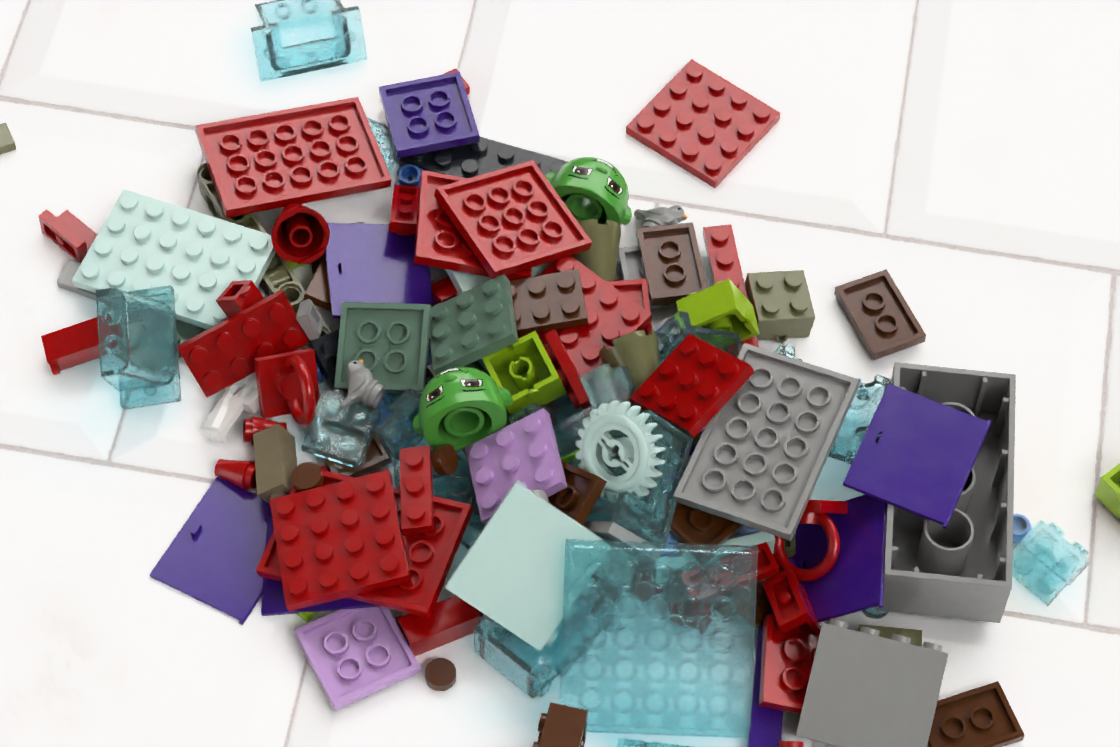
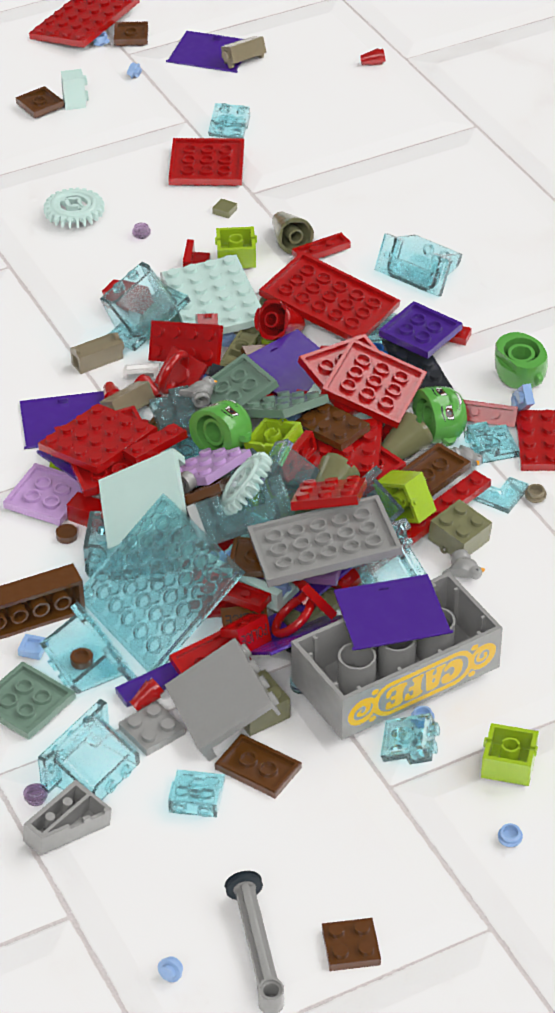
camera: 55 degrees right, 15 degrees down
(98, 177) = (239, 242): none -> lime brick
(122, 108) = (291, 231): none -> olive cone
(149, 440) = (97, 352): none -> dark tan brick
(176, 102) = (324, 246): none -> red plate
(306, 476) = (126, 407): reddish brown tile -> none
(309, 319) = (224, 353): light grey tile -> none
(444, 459) = (187, 445): reddish brown tile -> none
(571, 67) = (520, 360): none -> bright green piece
(620, 145) = (491, 413): none -> plate
(632, 107) = (523, 397): none -> light blue plate
(656, 181) = (491, 442): none -> clear light blue plate
(747, 226) = (505, 497): none -> clear light blue tile
(769, 201) = (535, 493): none -> dark tan plate
(829, 339) = (464, 566): none -> light grey animal
(880, 314) = (509, 579): reddish brown plate -> none

